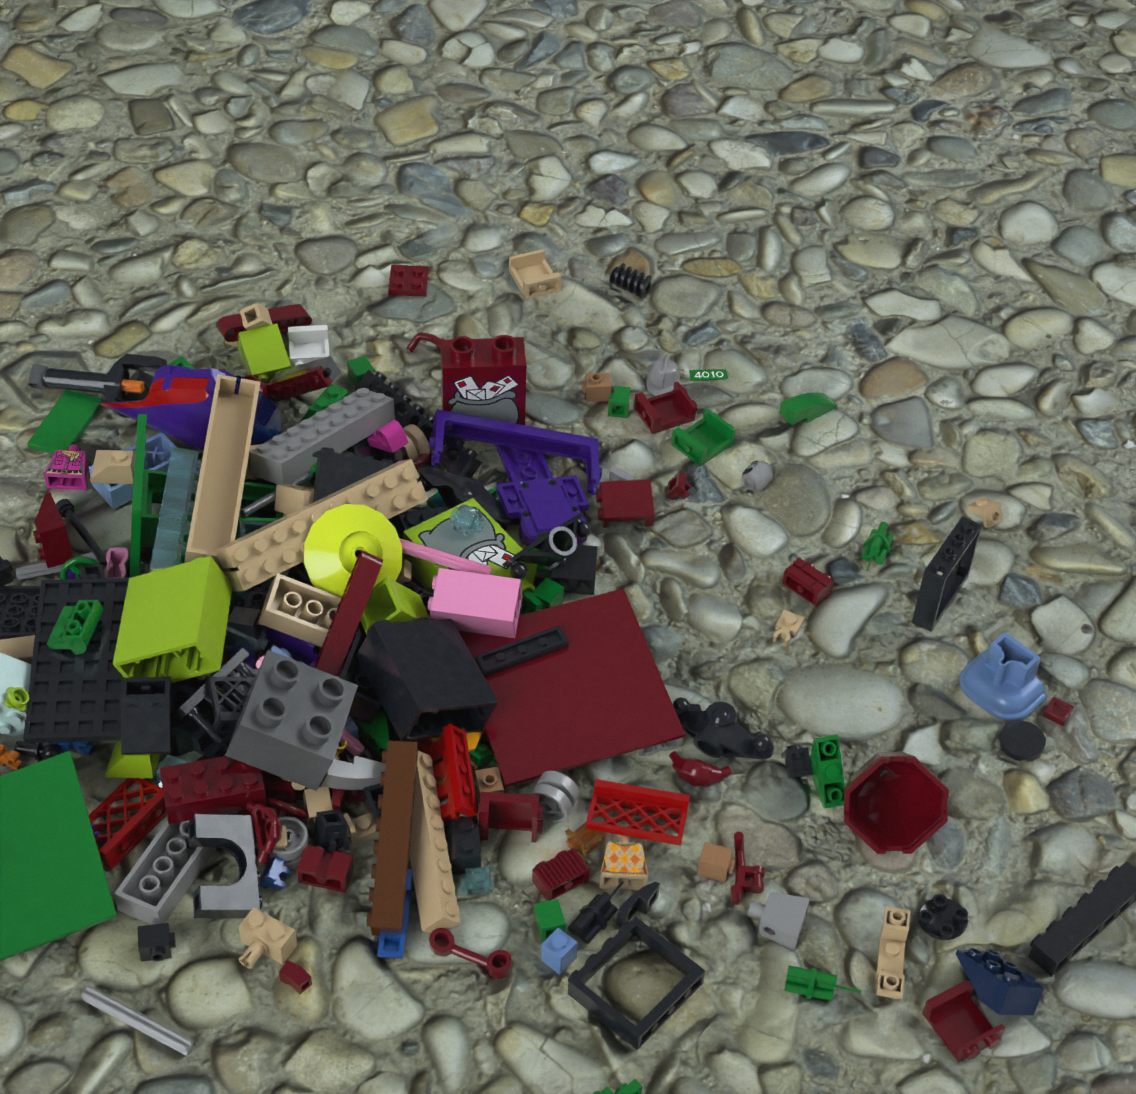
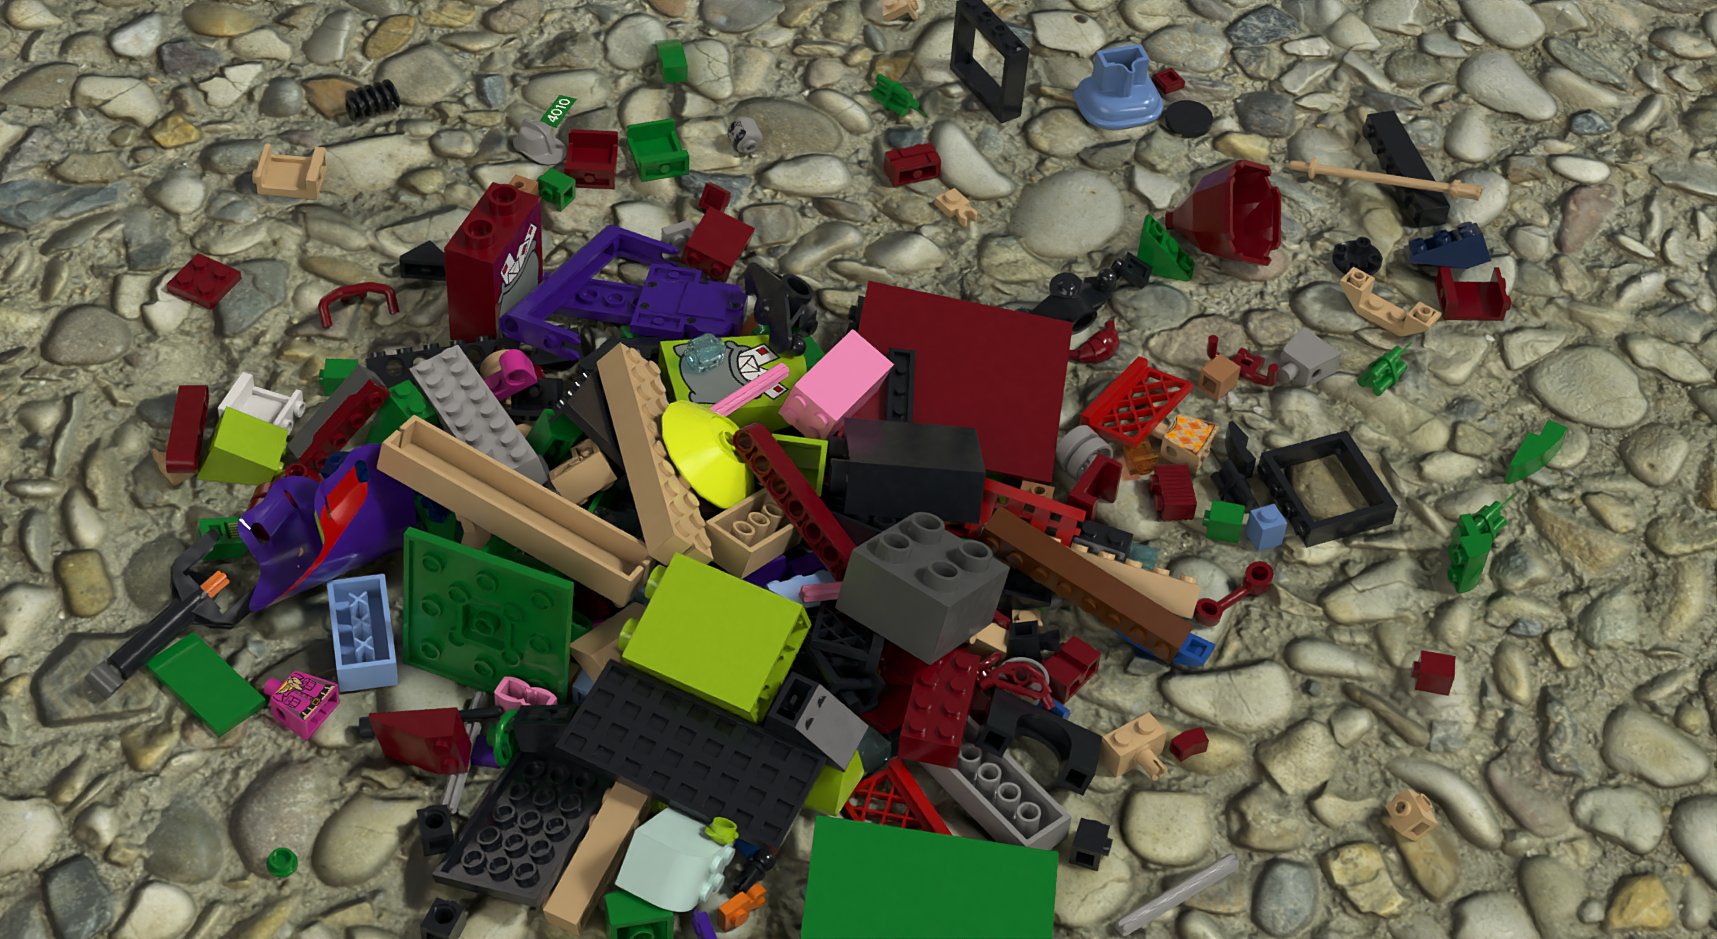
camera: 65 degrees left, 0 degrees up
(76, 626) = (663, 730): green brick -> none
(113, 467) = (361, 638): tan slope -> none
(175, 508) = (592, 611): clear light blue brick -> none
(255, 317) = (207, 419): tan brick -> none
(1069, 955) = (1454, 189): none -> tan bar

